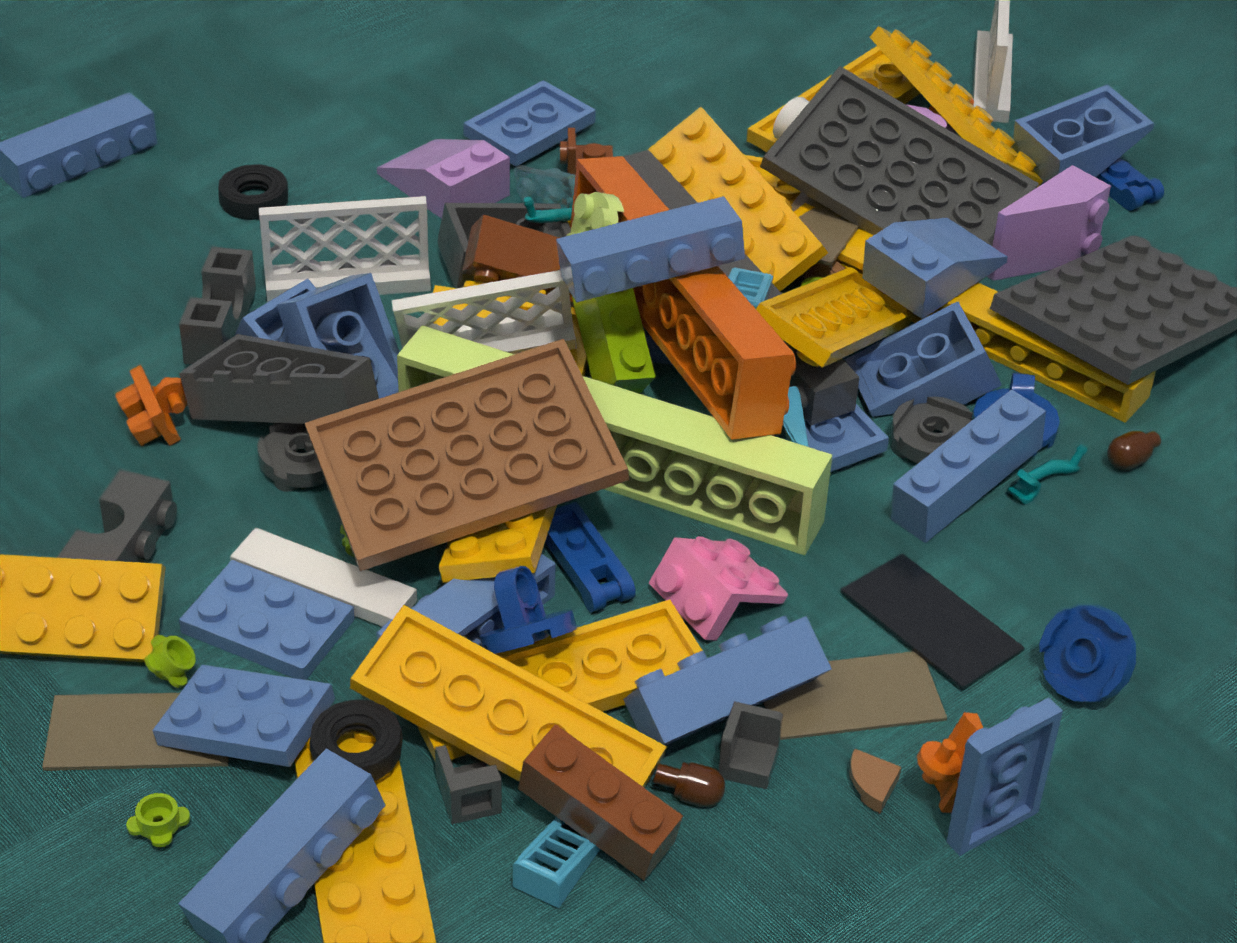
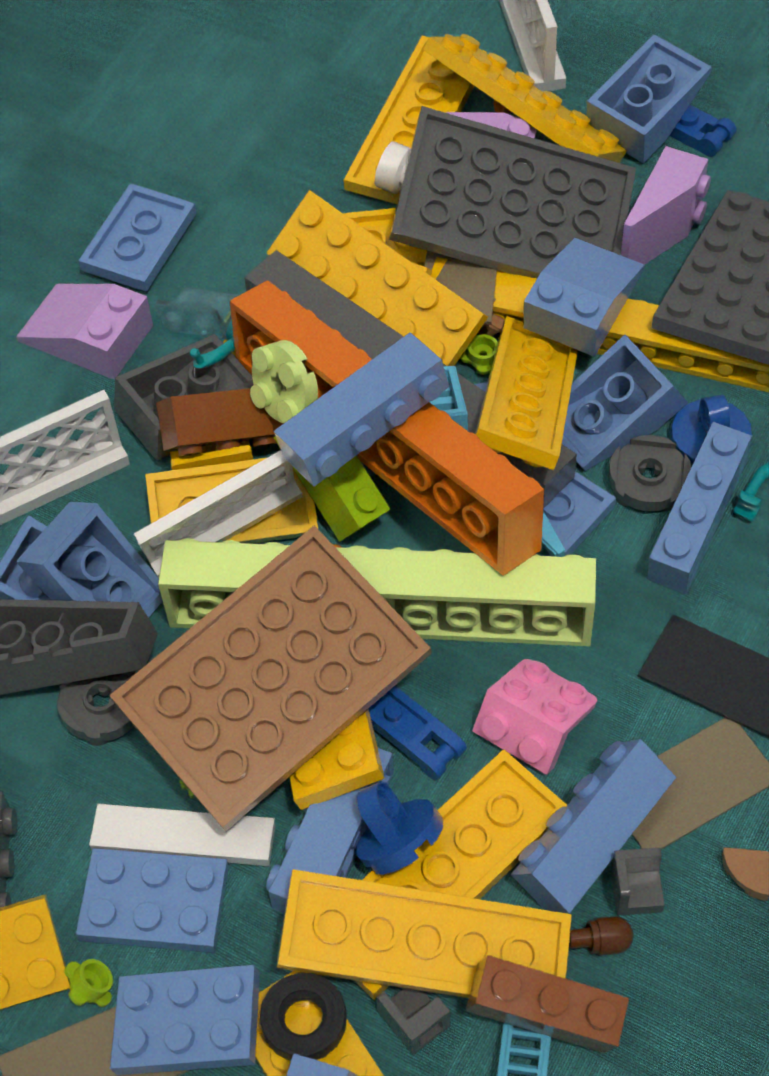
camera: 15 degrees left, 15 degrees up
(571, 152) = (209, 263): dark orange bracket -> none

